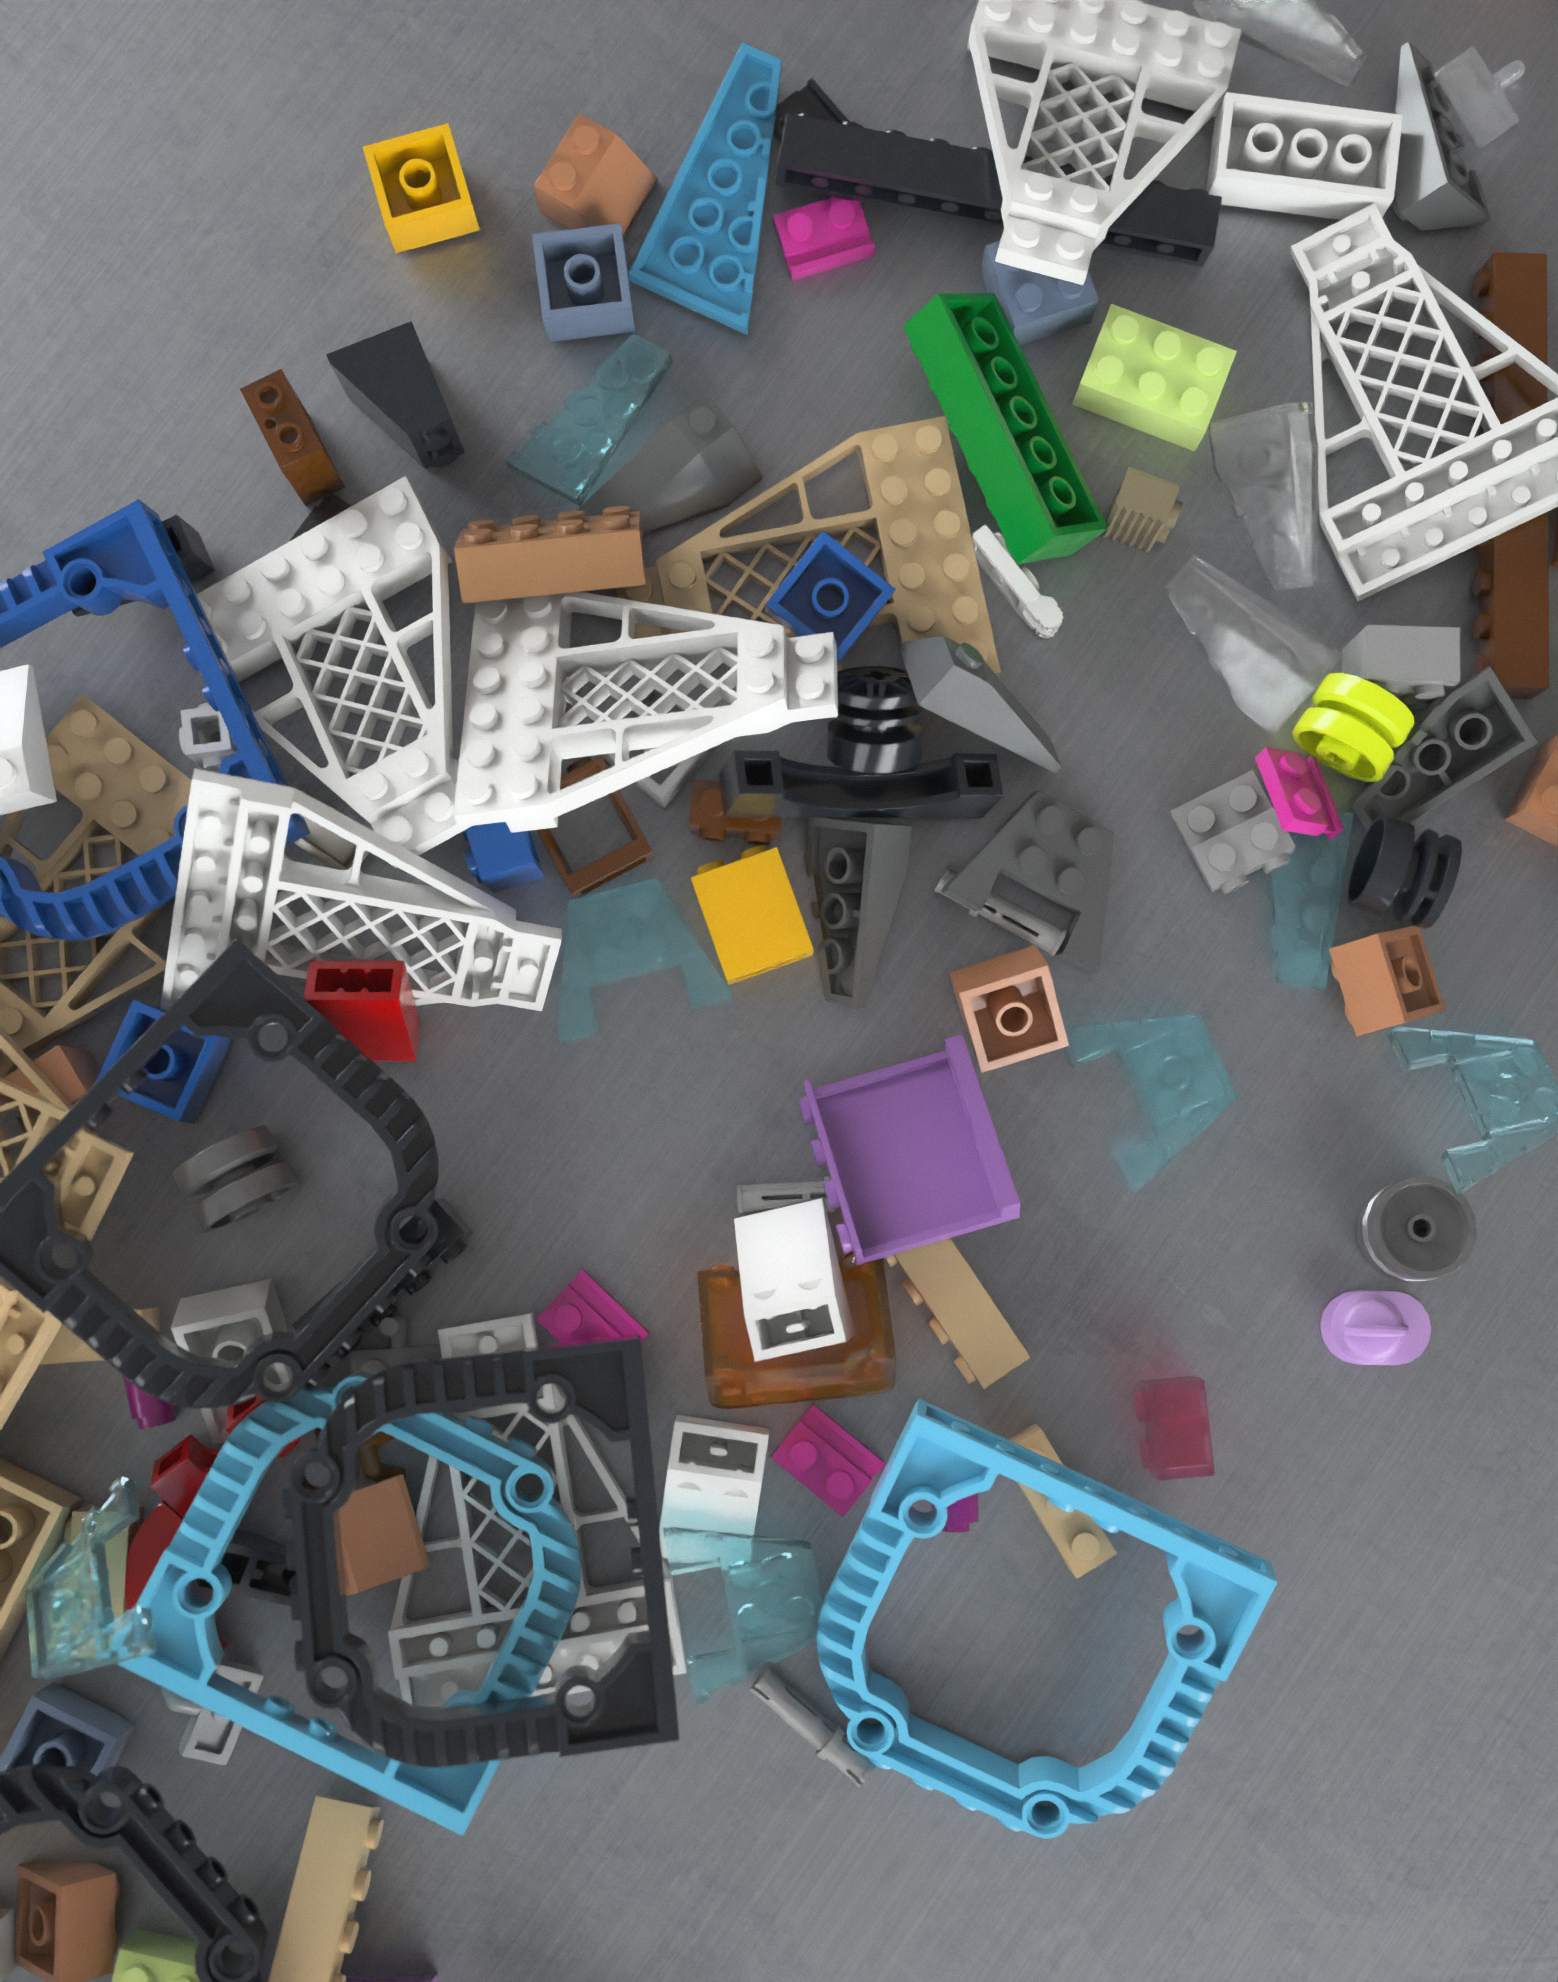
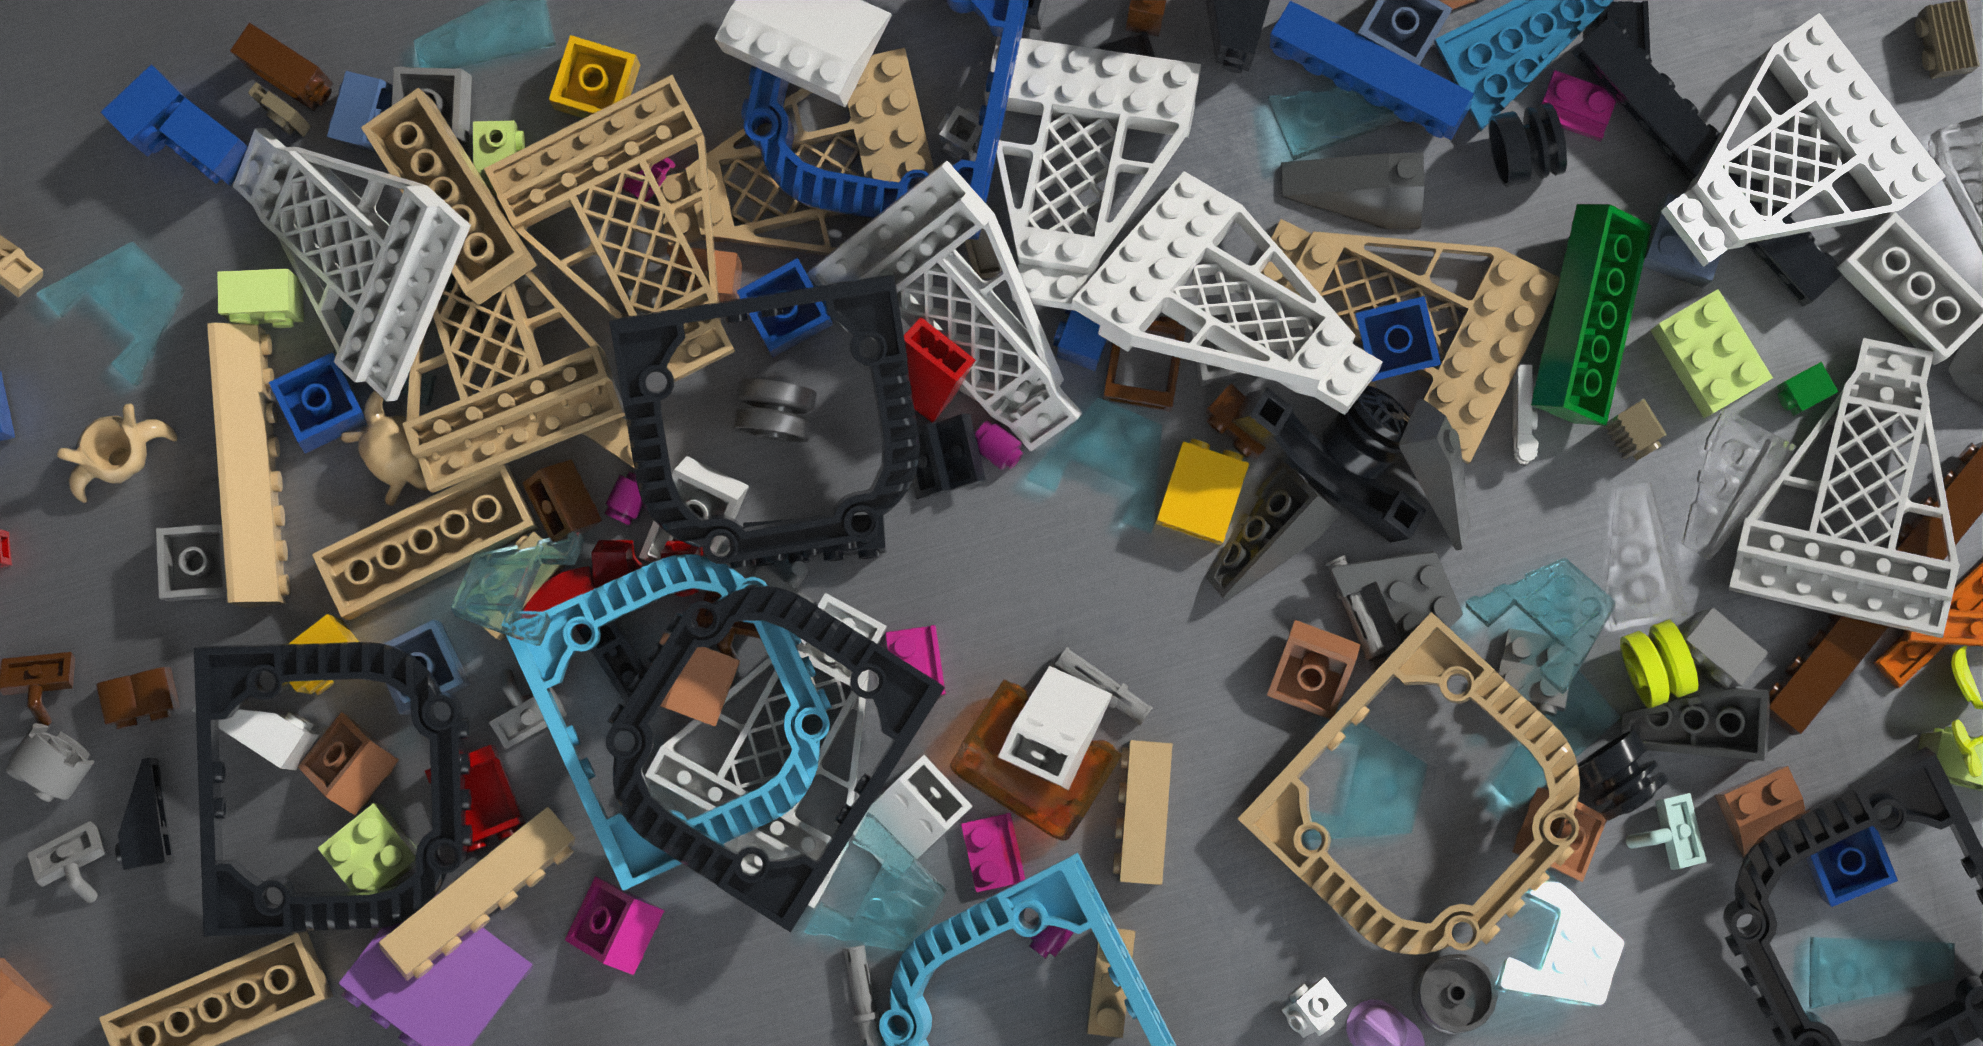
camera: 40 degrees right, 0 degrees up
(80, 1452) = (564, 500): none -> reddish brown brick
(245, 1835) = (493, 800): none -> red panel
(456, 1085) = (947, 457): none -> black slope
(493, 1868) = (614, 926): none -> dark pink slope
(502, 1031) = (998, 445): none -> magenta brick
(550, 555) = (1251, 181): medium nougat brick -> none
(586, 351) = (1370, 71): none -> blue brick
(805, 305) = (1534, 143): none -> black wheel
(910, 1154) = (1184, 708): medium lavender panel -> none
(1098, 1186) = (1426, 657): none -> tan arch
(1175, 1428) = (1215, 997): clear pink brick -> none
(1206, 744) = (1562, 605): none -> clear light blue wing
(1275, 341) = (1806, 389): none -> green brick
(1284, 1360) = (1313, 1008): none -> white brick
(1299, 793) = (1596, 681): dark pink plate -> none
(1504, 886) = (1677, 831): none -> light aqua plate

